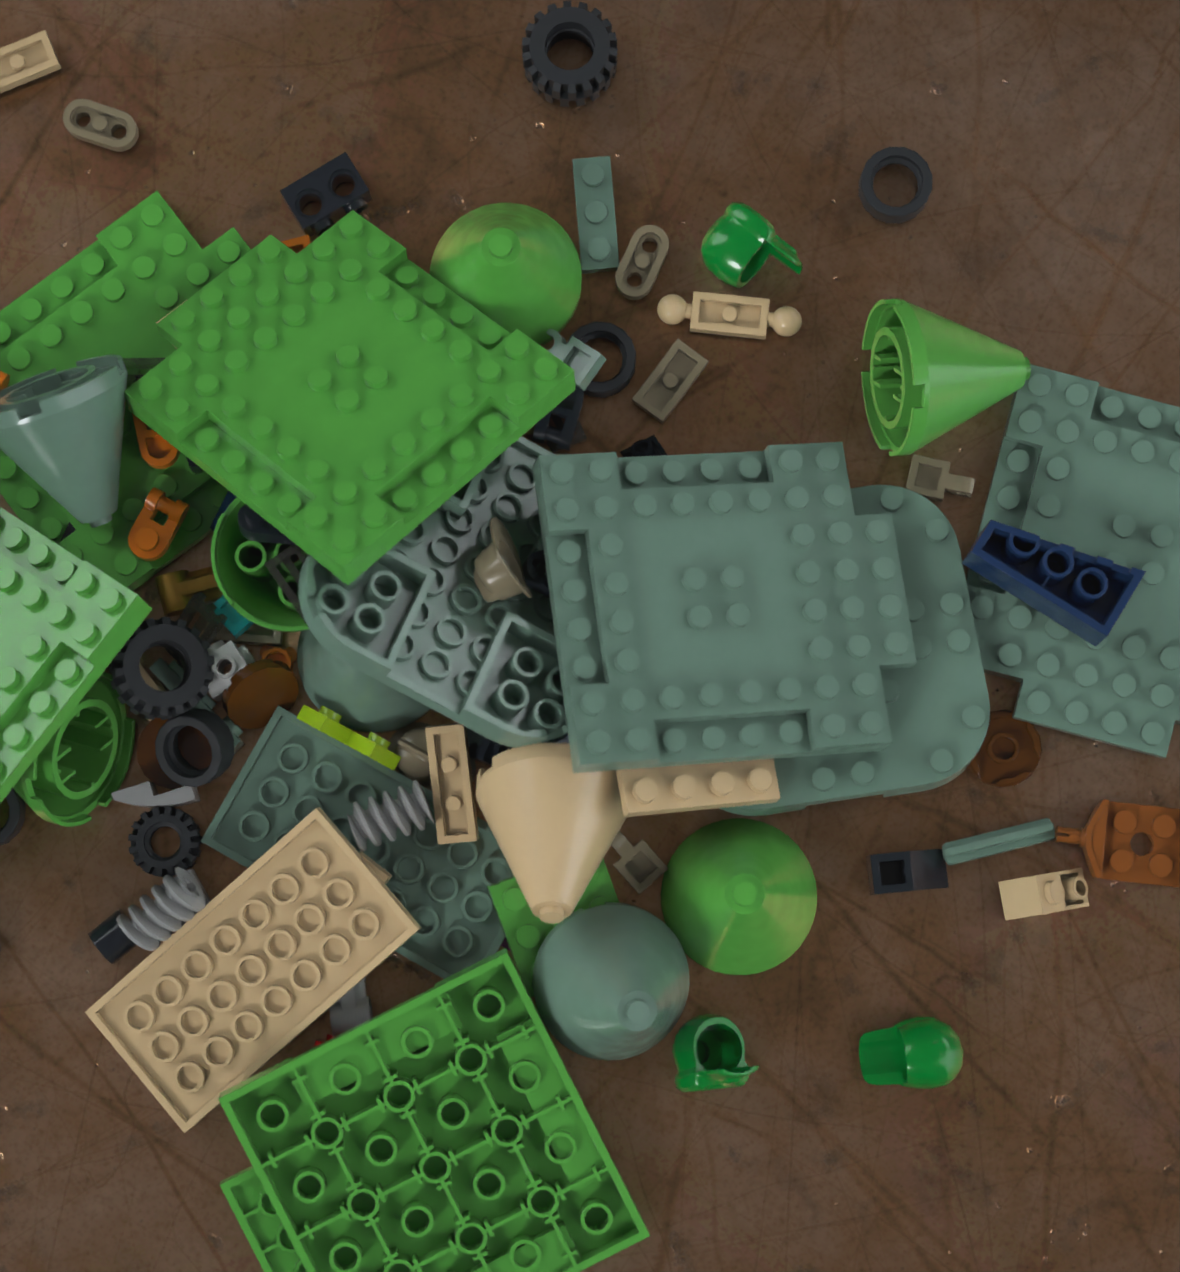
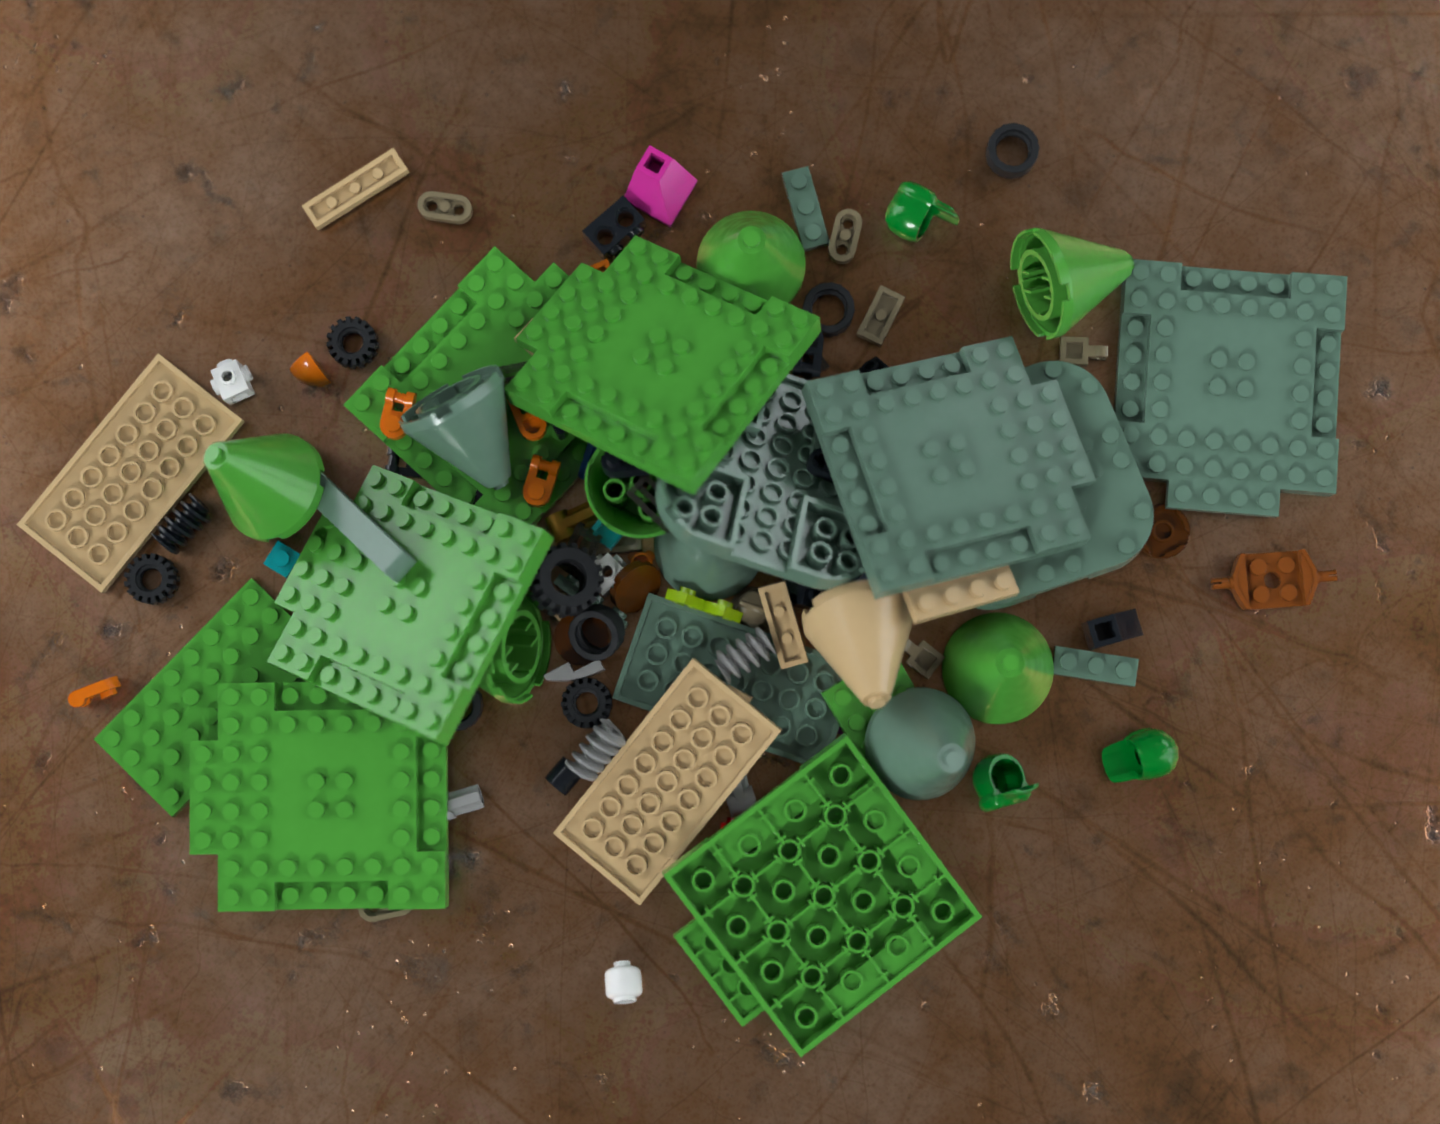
camera: 10 degrees left, 0 degrees up
(142, 1235) = (623, 982): none -> white head
(399, 148) = (660, 186): none -> dark pink slope
(499, 568) = (791, 466): dark tan piece -> none
(569, 24) = (767, 78): black tyre -> none
(578, 356) = (816, 307): sand green plate -> none
(729, 315) = (913, 262): tan plate -> none
(874, 918) = (1095, 666): none -> sand green plate
(998, 841) = (1172, 596): sand green axle -> none
(1043, 894) = (1211, 627): tan slope -> none
(1055, 579) = (1180, 405): dark blue wedge -> none

